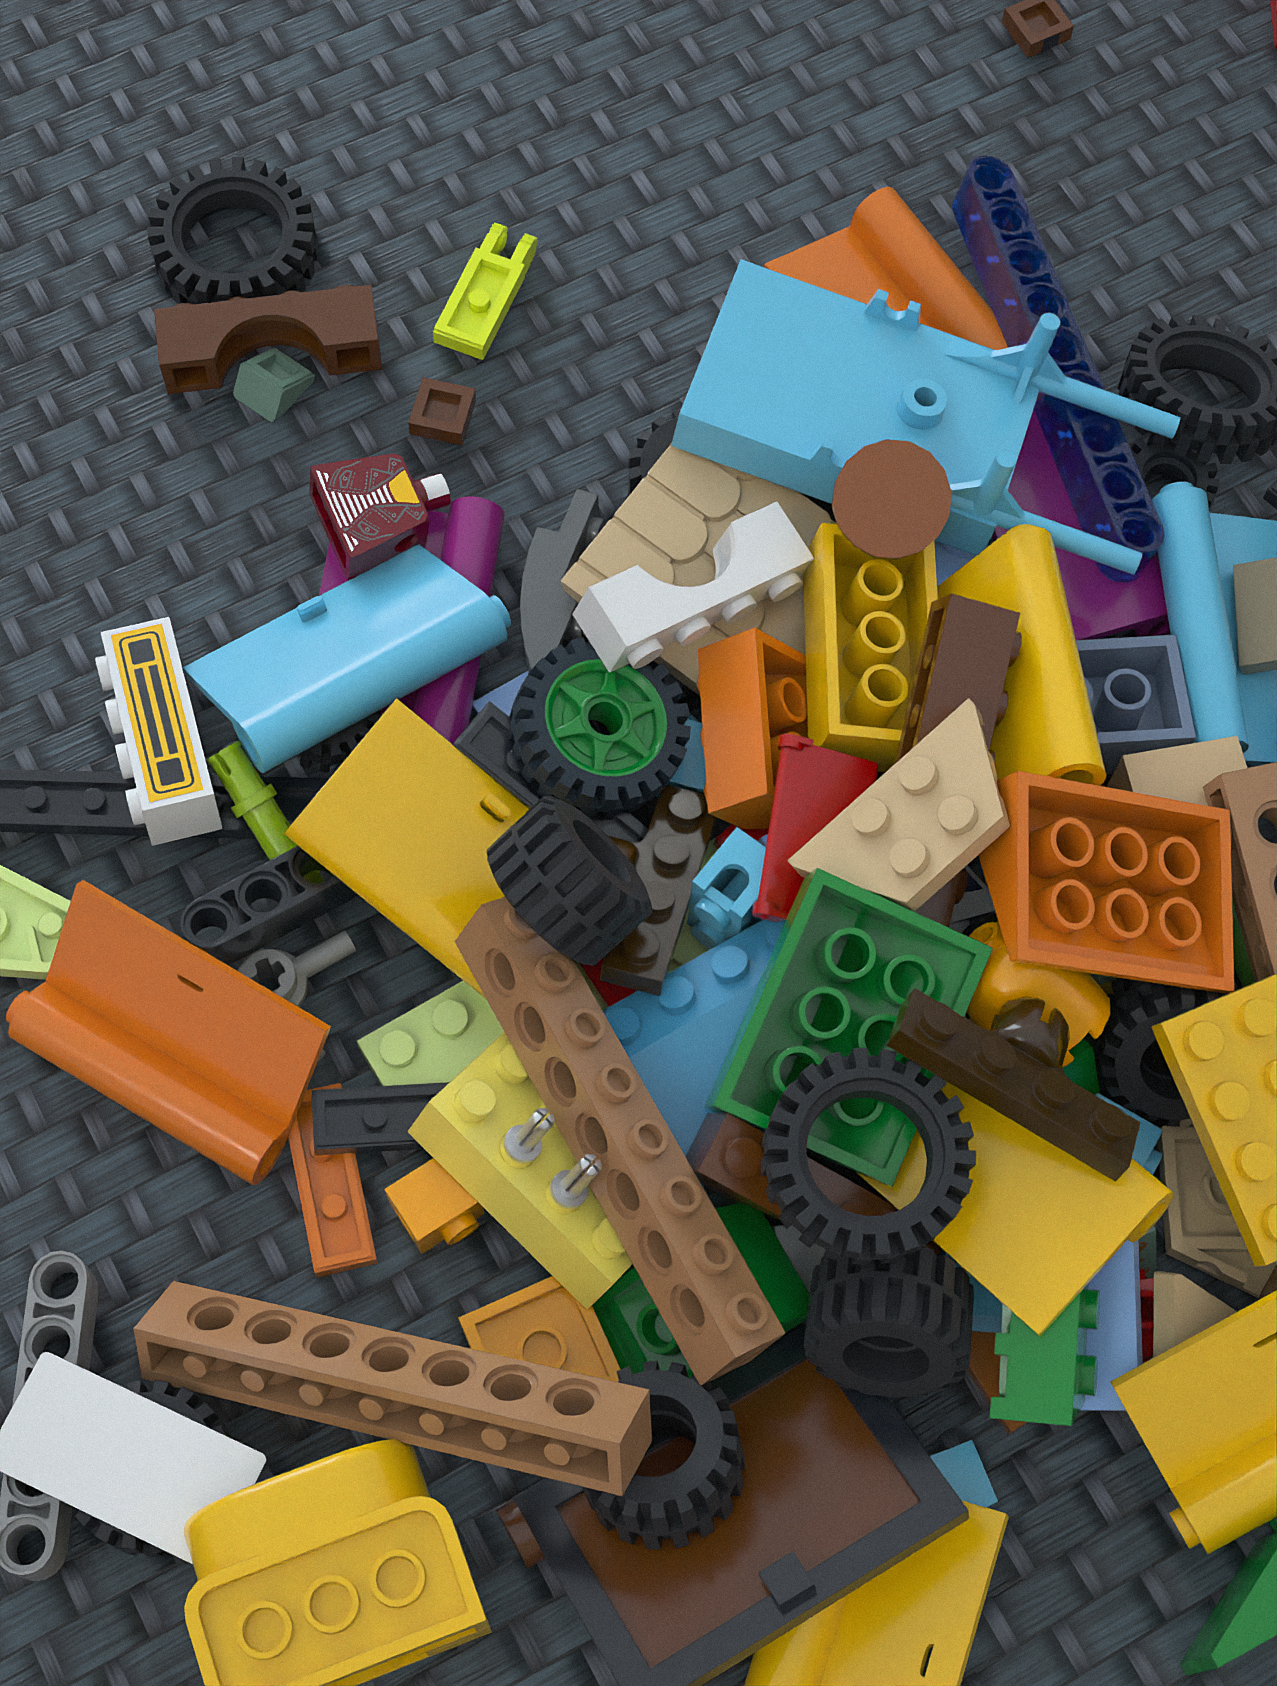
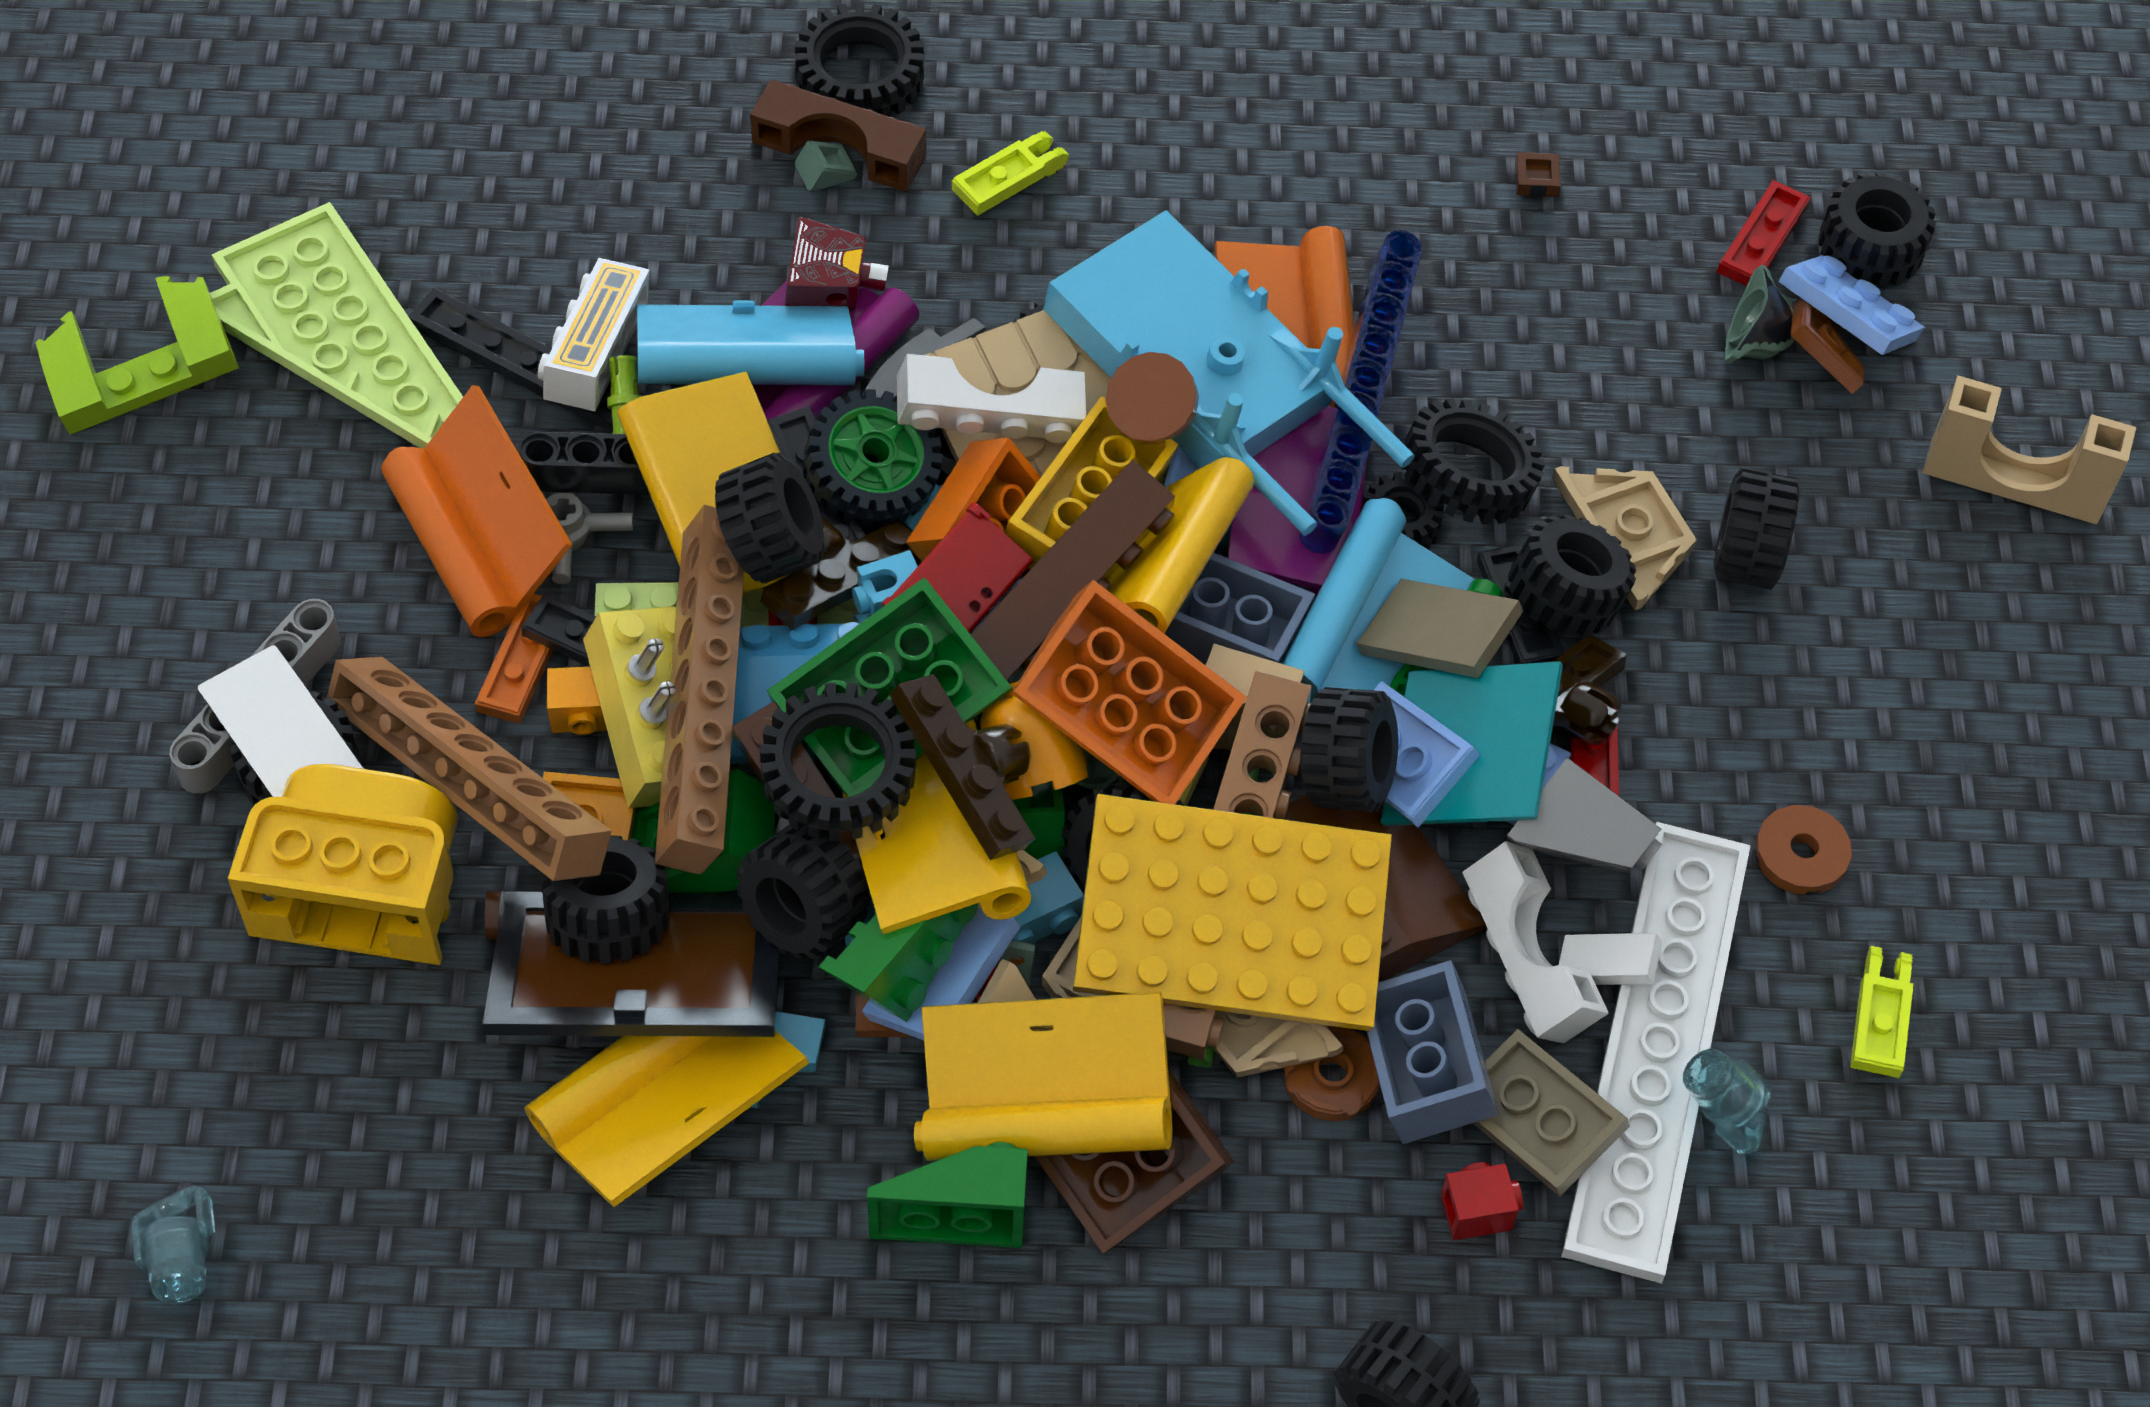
camera: 30 degrees right, 10 degrees down
(442, 411) = (924, 233): reddish brown plate -> none
(918, 818) = (1018, 585): tan wing -> none

